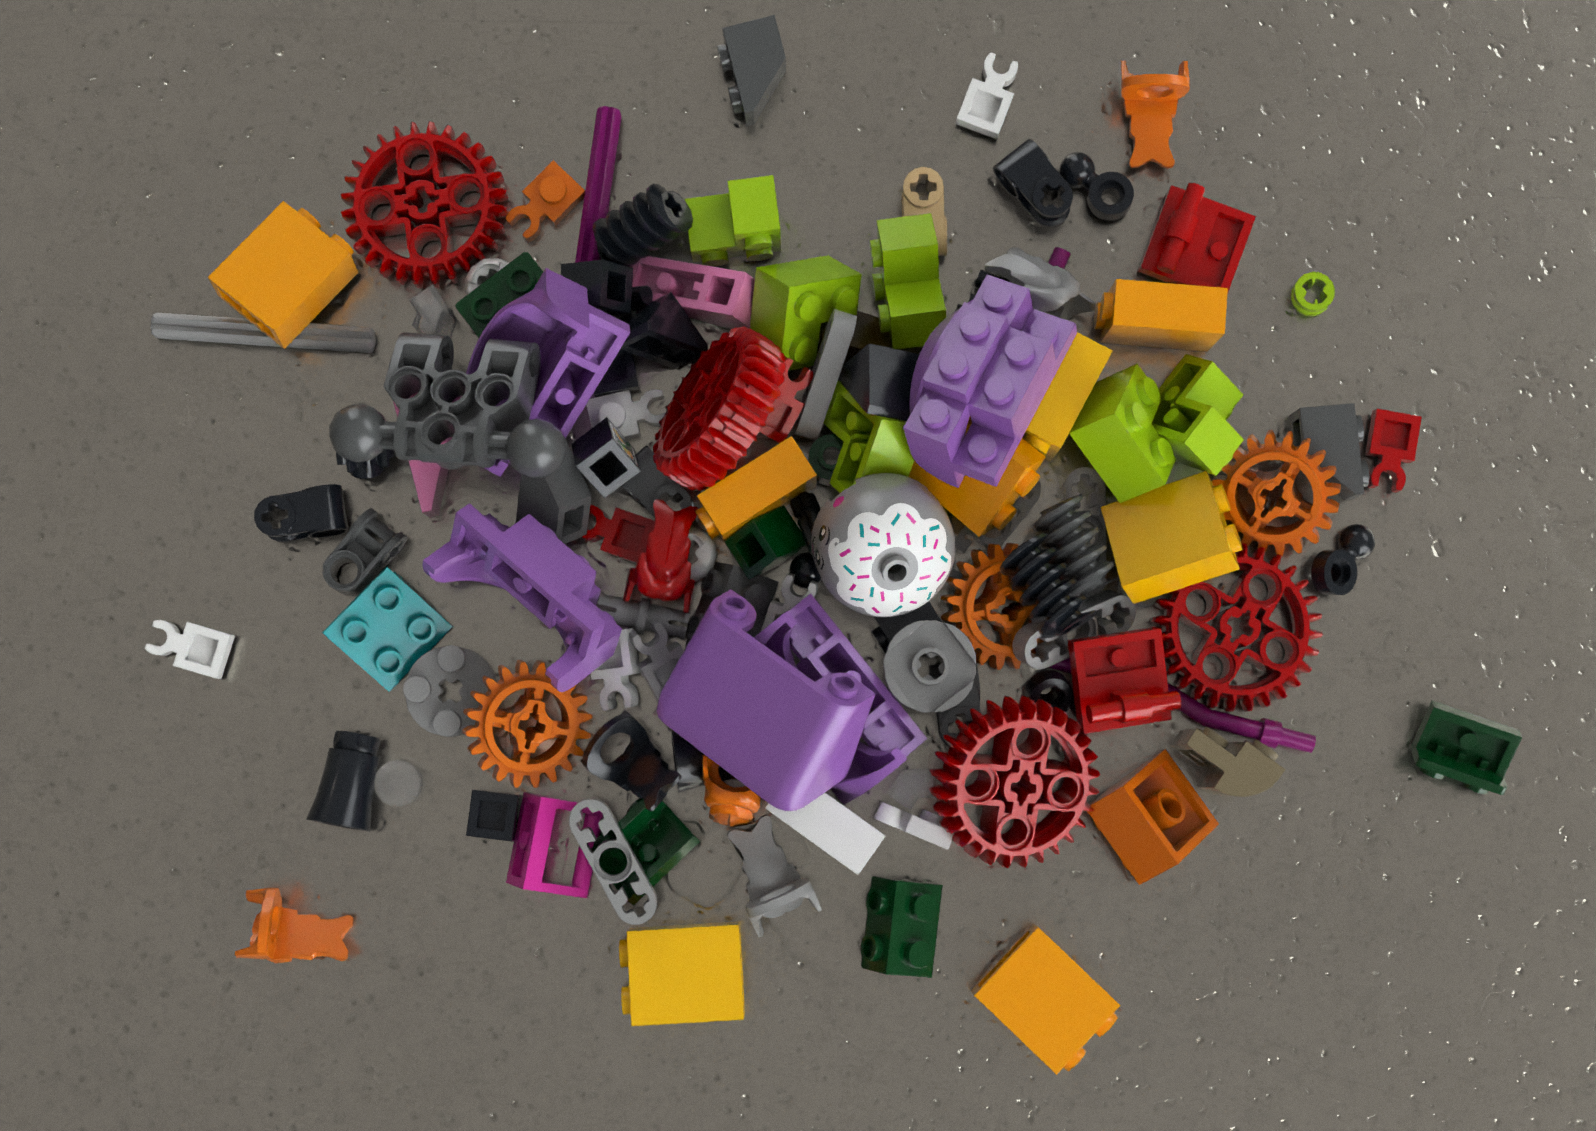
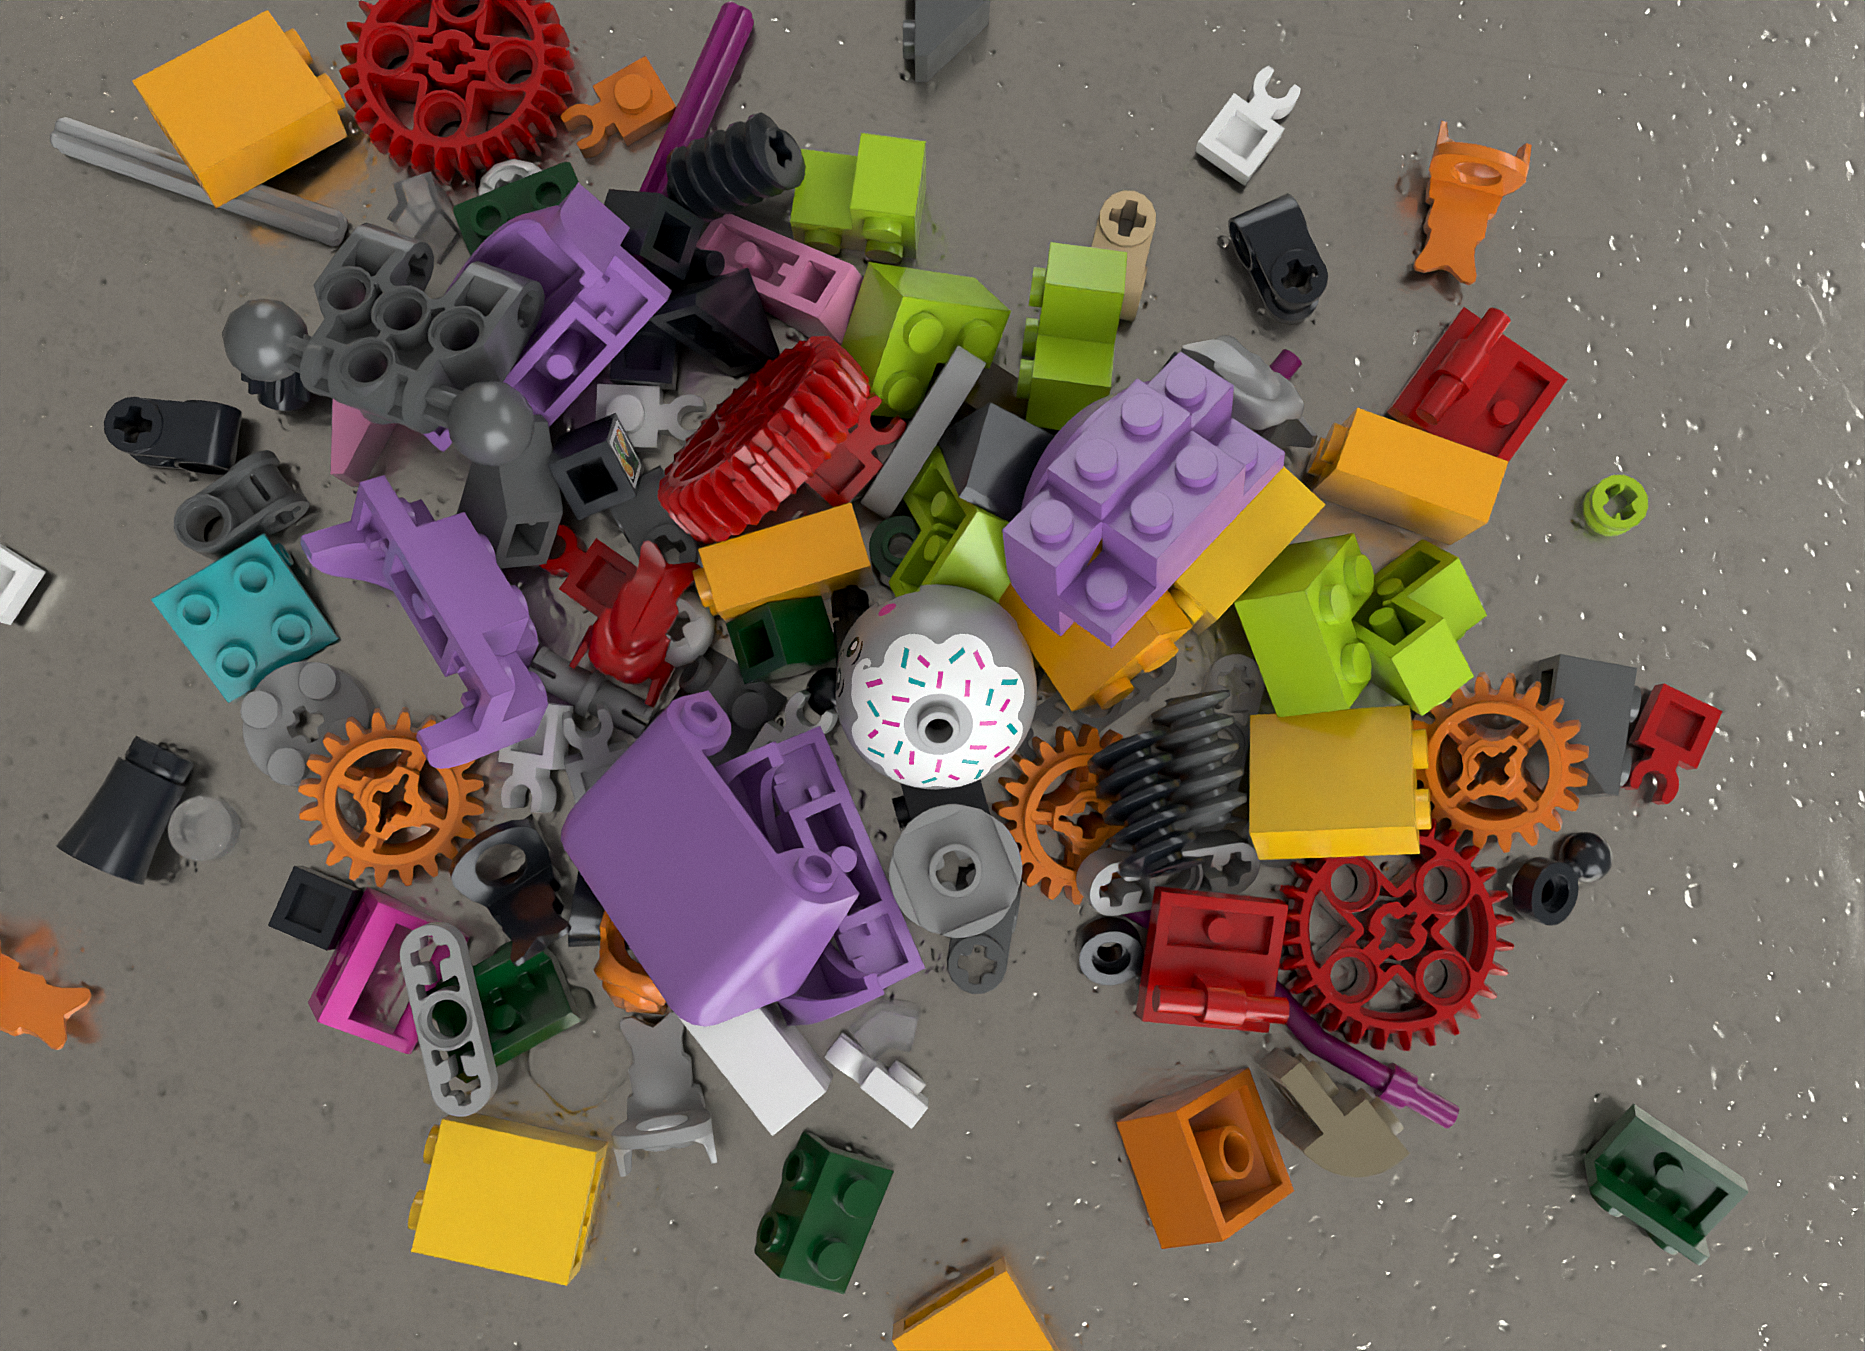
camera: 15 degrees right, 0 degrees up
(1014, 781) = (1028, 1060): red gear -> none
(1079, 172) = (1345, 260): black plate -> none

